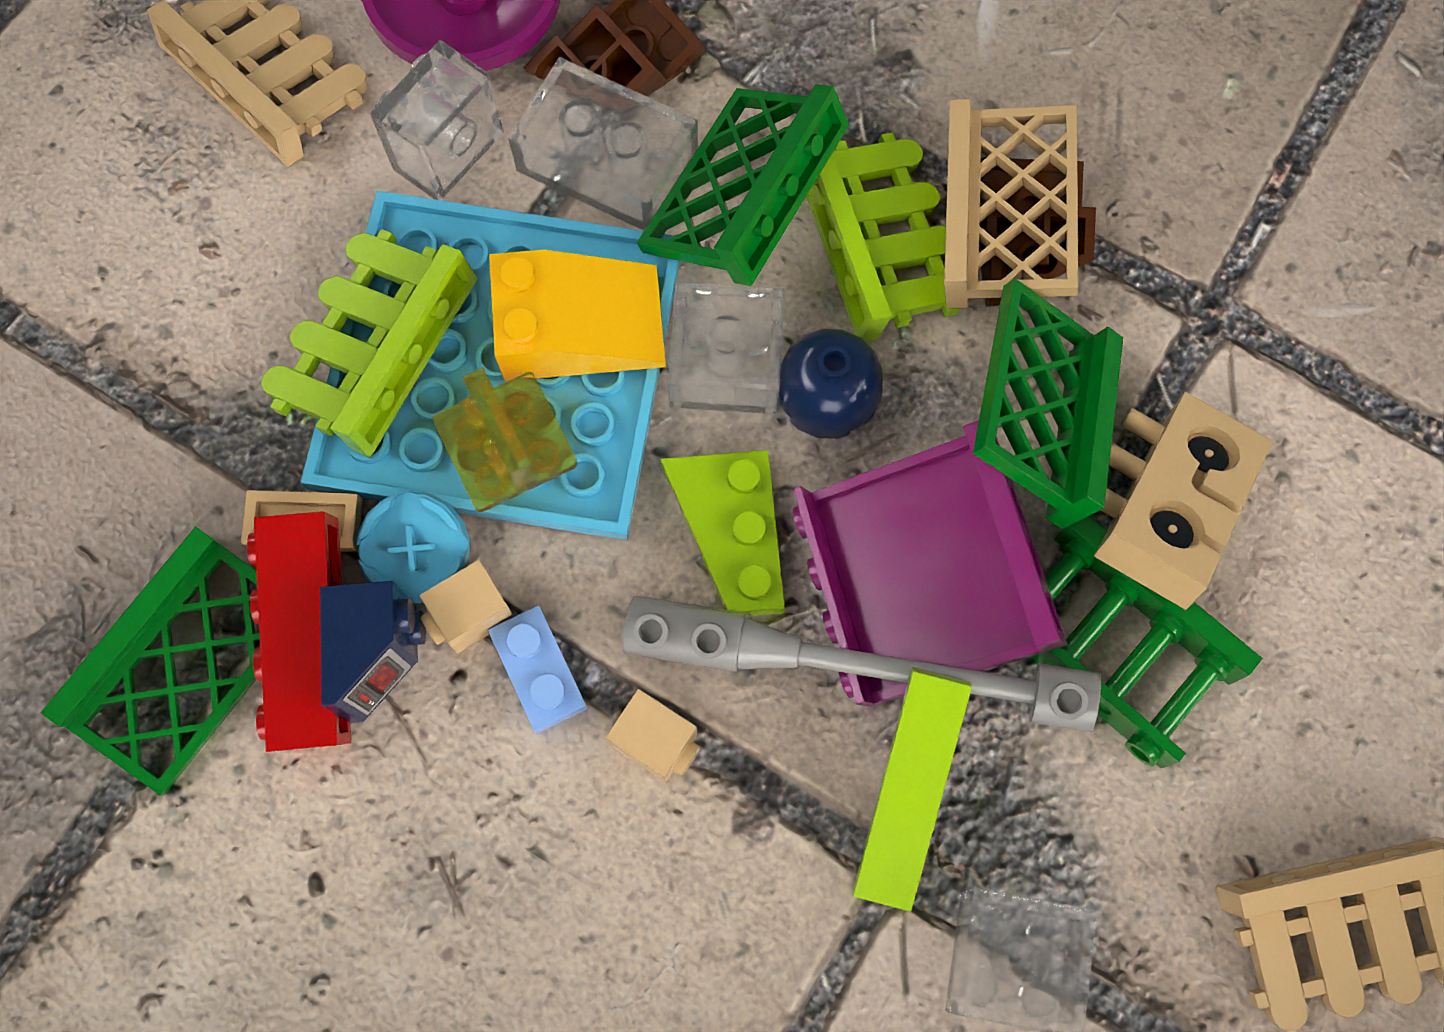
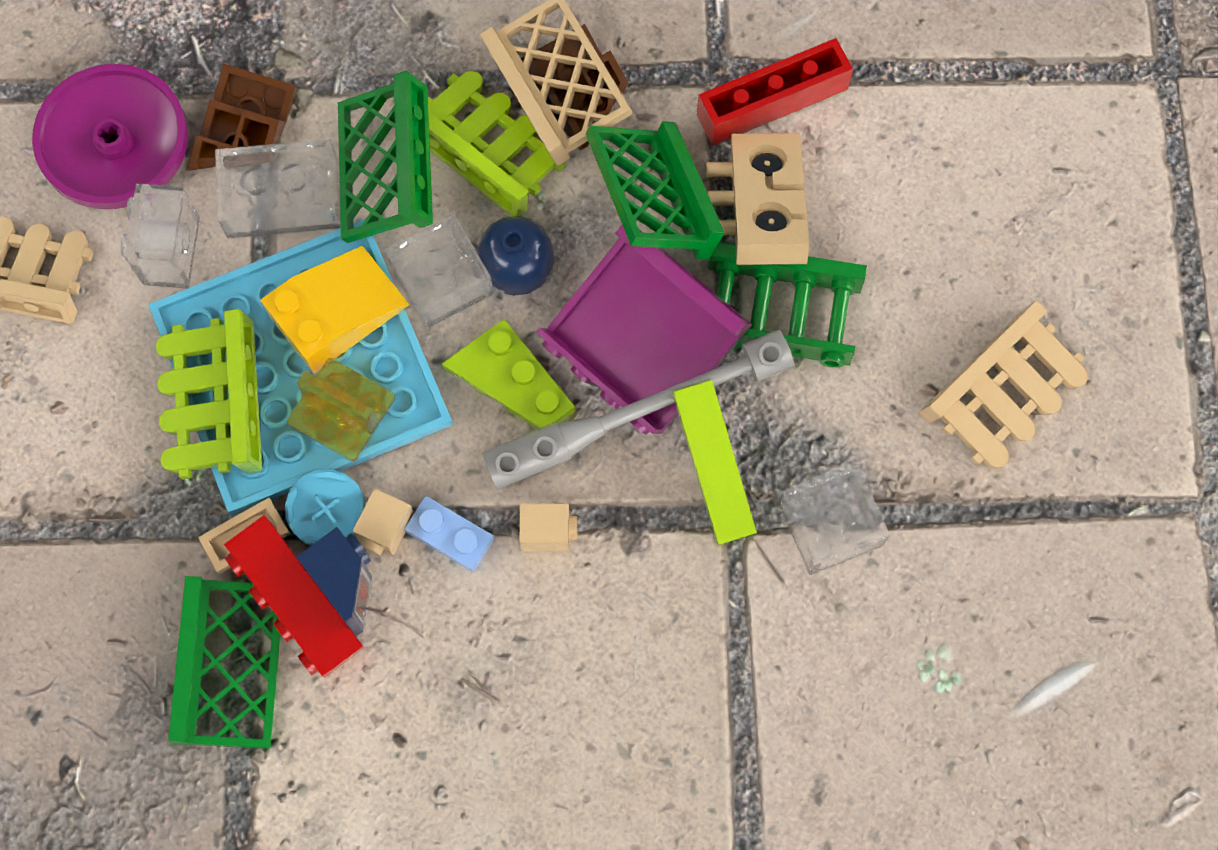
camera: 30 degrees left, 0 degrees up
(1273, 371) = (774, 91): none -> red brick

